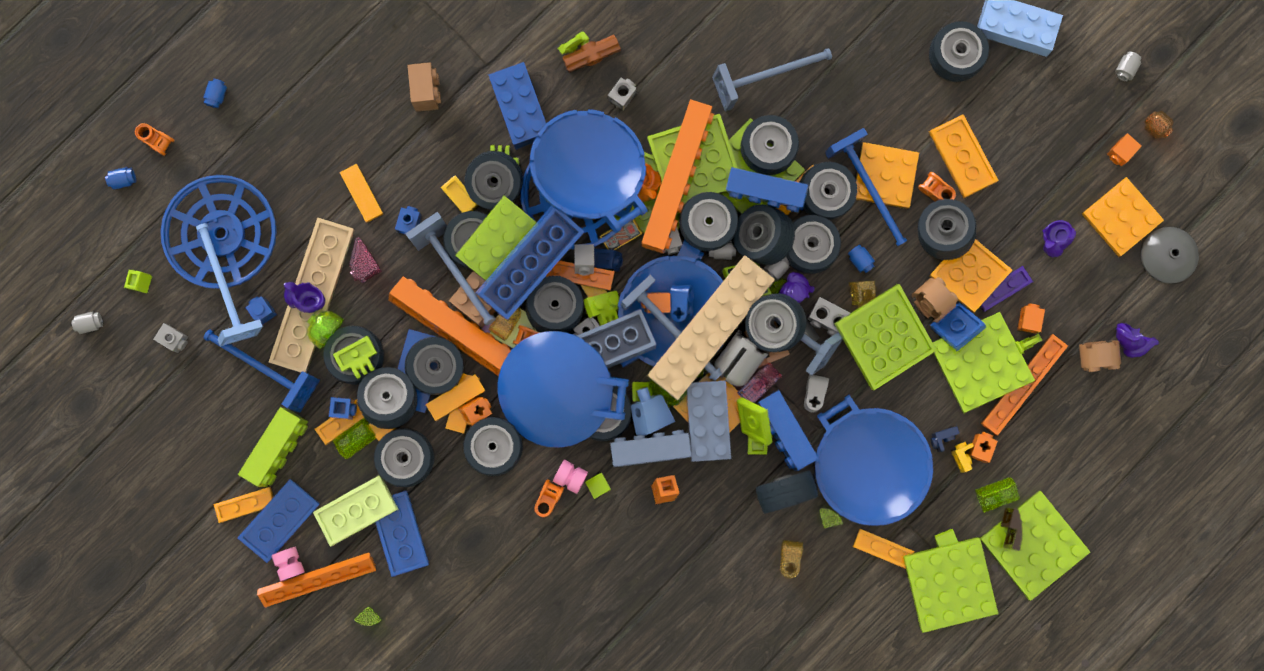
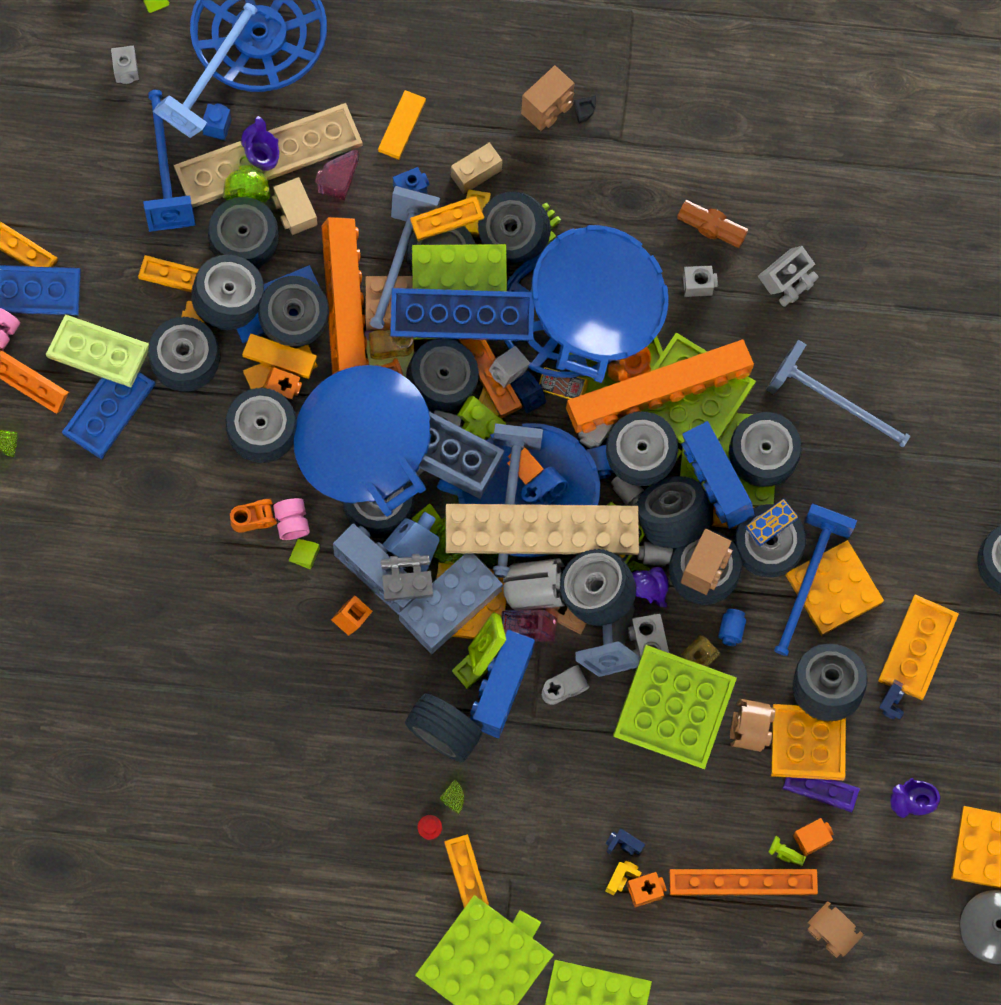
camera: 45 degrees right, 10 degrees down
(273, 448) = (97, 230): lime brick -> none
(342, 408) = (184, 261): blue brick -> none
(354, 439) = (164, 298): clear neon green slope -> none
(356, 356) = (243, 233): lime hinge -> none
(361, 306) = (295, 206): none -> tan brick
(431, 170) = (476, 168): none -> tan brick
(446, 68) = (584, 108): none -> black tile
(454, 218) = (446, 218): none -> light orange tile
(518, 104) = (607, 191): blue brick -> none
(572, 45) = (707, 200): lime piece -> none
(664, 34) = (786, 271): none -> light grey brick
(680, 442) = (407, 584): none -> flat silver plate
(791, 554) = (387, 786): clear yellow piece -> none
(818, 243) = (704, 565): none -> medium nougat brick
(822, 181) = (771, 522): none -> blue tile
(837, 548) = (429, 827): none -> red plate
(872, 464) = (539, 791): blue dish -> none
(936, 188) = (863, 643): orange piece -> none
(958, 326) = (745, 770): blue tile -> none
(983, 199) = (893, 696): none -> dark blue bracket
(985, 366) = (729, 822): lime plate -> none
(997, 494) = (612, 943): clear neon green slope -> none
(1012, 521) = (591, 970): dark brown slope -> none
(1133, 342) = (877, 954): dark purple hair -> none

